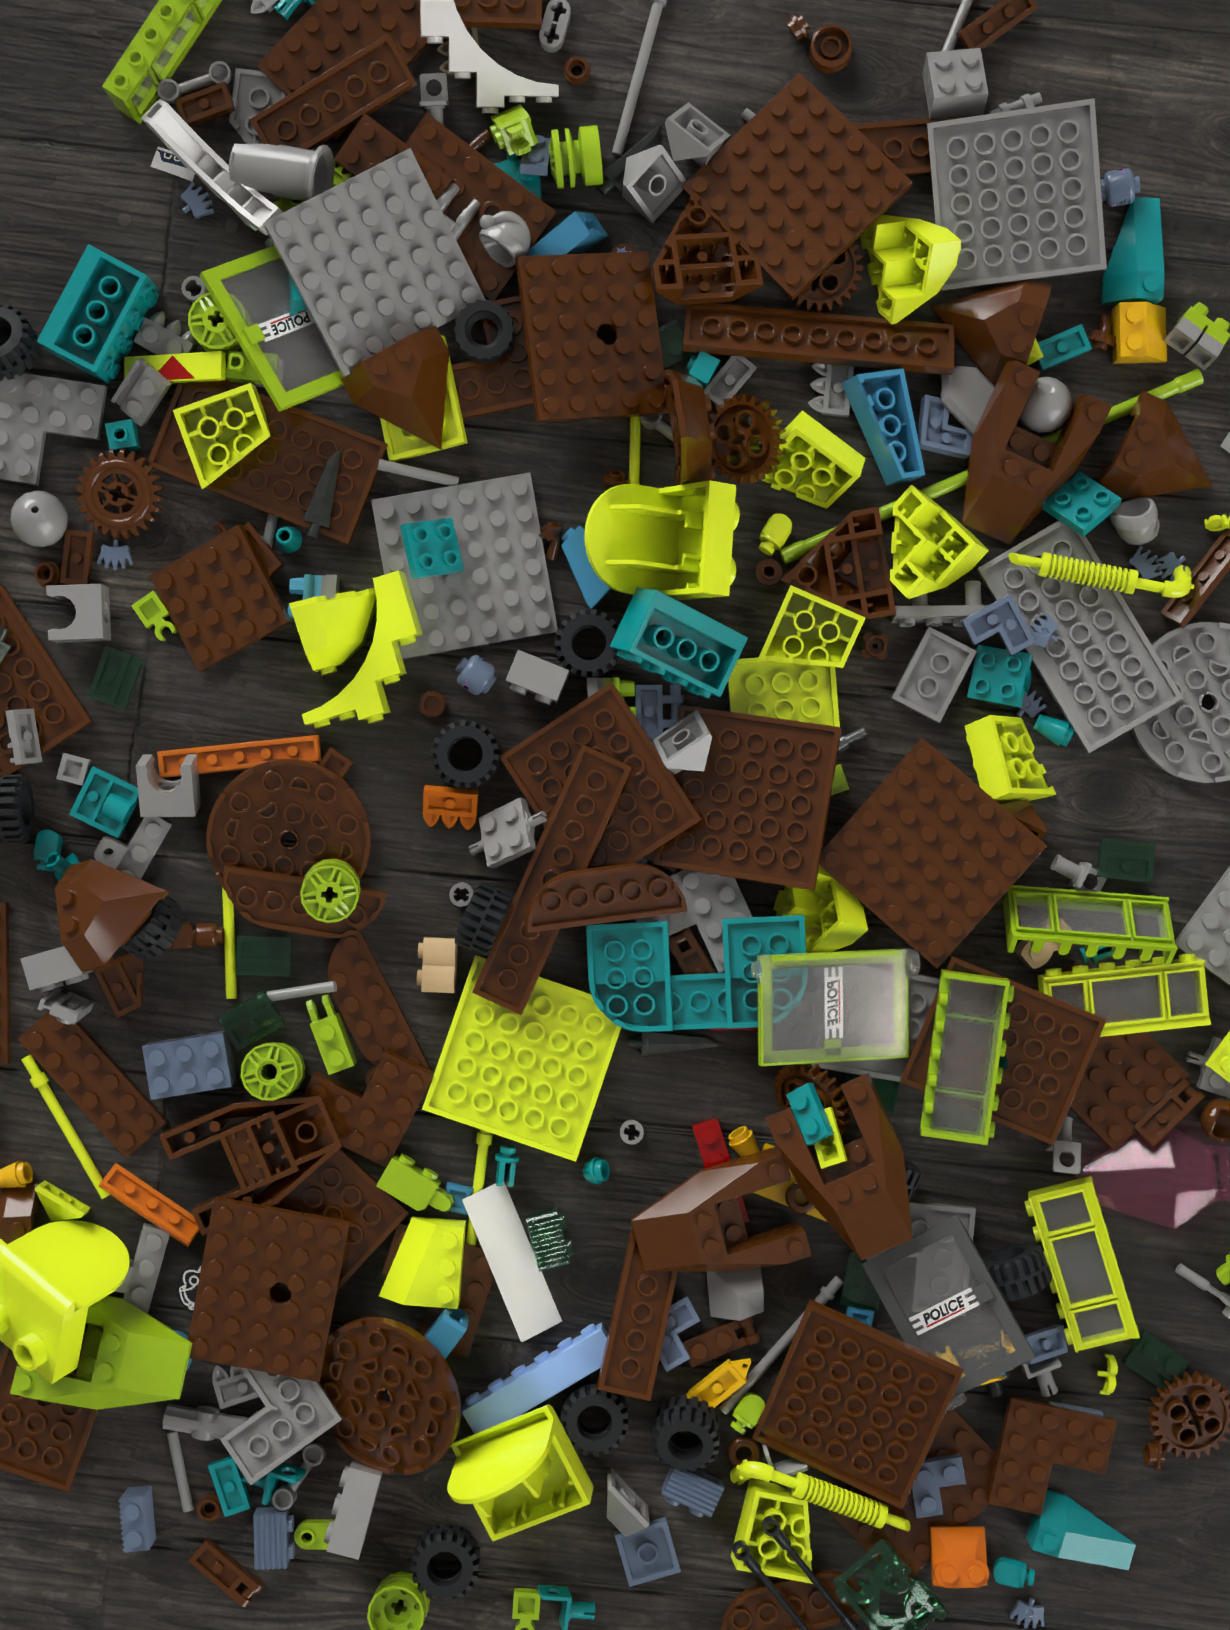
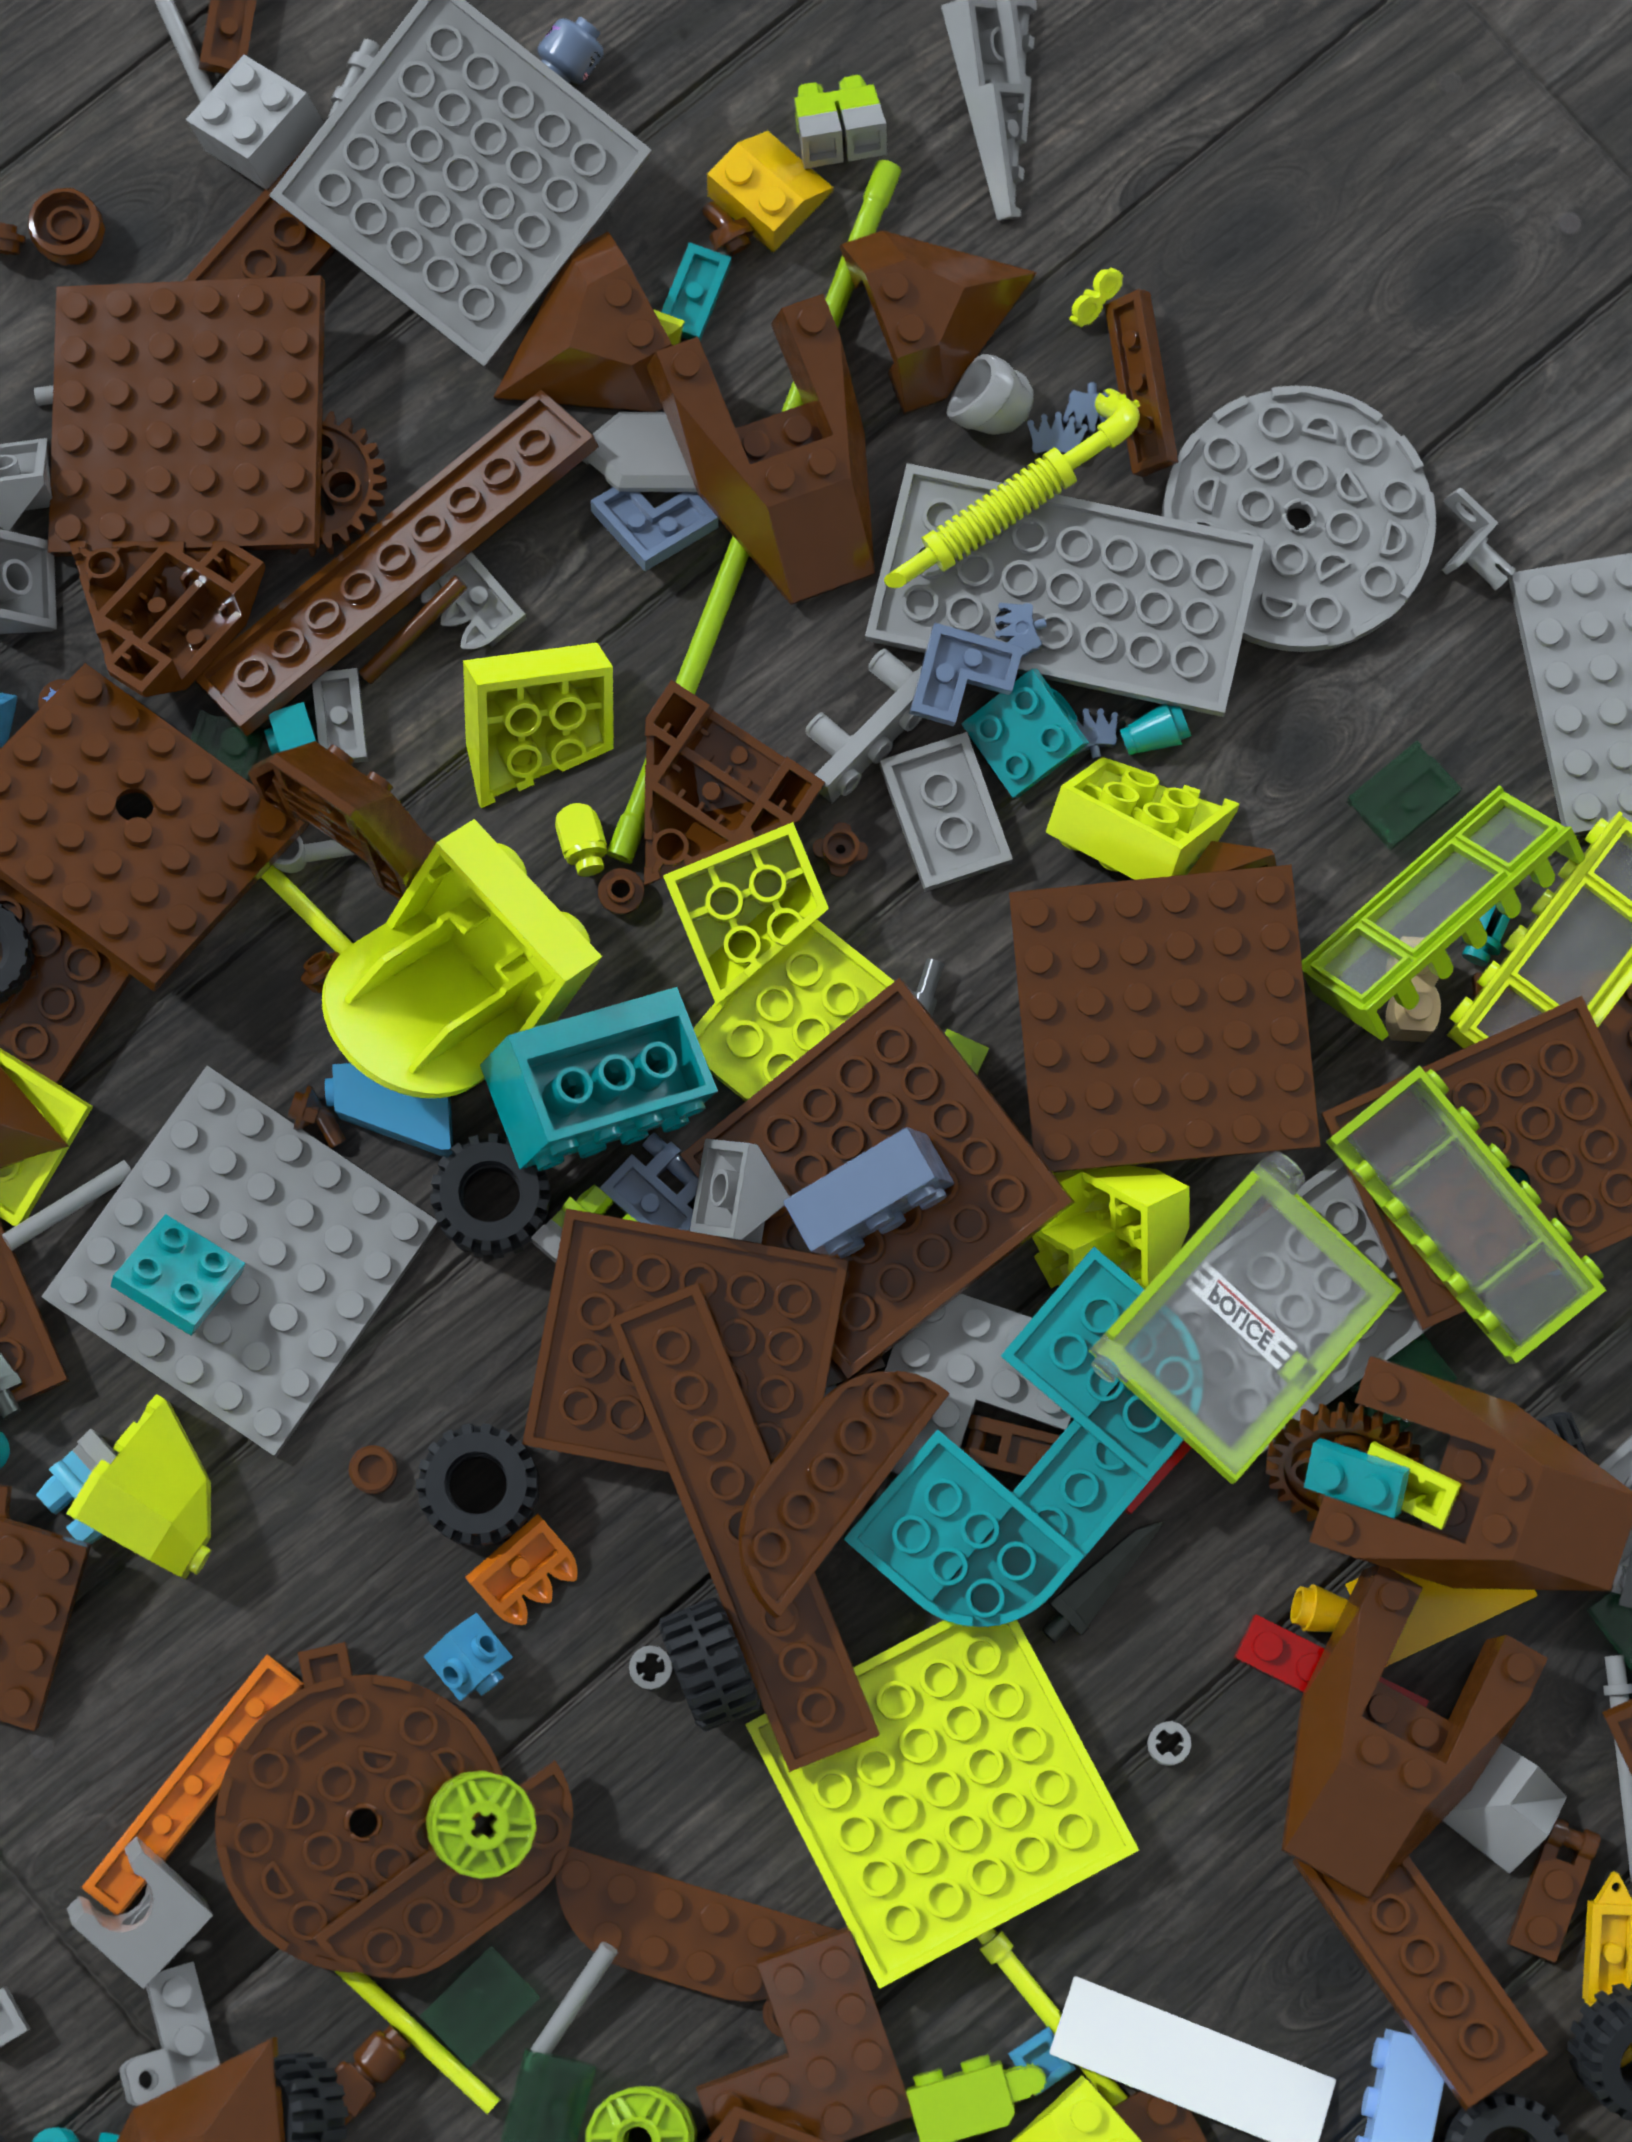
camera: 55 degrees left, 10 degrees down
(105, 802) = (79, 2020): teal plate -> none
(331, 1037) = (671, 2019): lime hinge -> none
(365, 693) = (274, 1539): neon yellow arch -> none
(394, 819) = (469, 1658): none -> dark azure brick
(439, 965) = (712, 1785): tan brick -> none
(475, 675) = (390, 1376): sand blue head -> none
(506, 1156) = (1046, 1949): teal arm -> none
(507, 833) = (629, 1527): light grey plate -> none
(537, 677) = (470, 1300): light grey brick -> none
(548, 1238) = (1209, 1988): clear green brick -> none
(596, 1170) = (1176, 1838): teal plate -> none
(681, 1316) = (1476, 1913): sand blue plate -> none
(736, 803) = (870, 1194): none -> sand blue brick
(746, 438) = (431, 760): reddish brown gear -> none
(789, 1196) = (1455, 1623): reddish brown piece -> none
(796, 374) = (413, 629): none -> reddish brown bar
(887, 422) = (581, 576): dark azure wedge -> none
(908, 262) = (411, 372): neon yellow brick -> none
(929, 546) = (780, 666): neon yellow brick -> none
(1047, 406) = (748, 371): light grey piece -> none
(1076, 873) = (1361, 868): light grey bracket -> none
(1081, 504) = (907, 440): teal plate -> none
(1137, 258) = (674, 107): teal wedge -> none

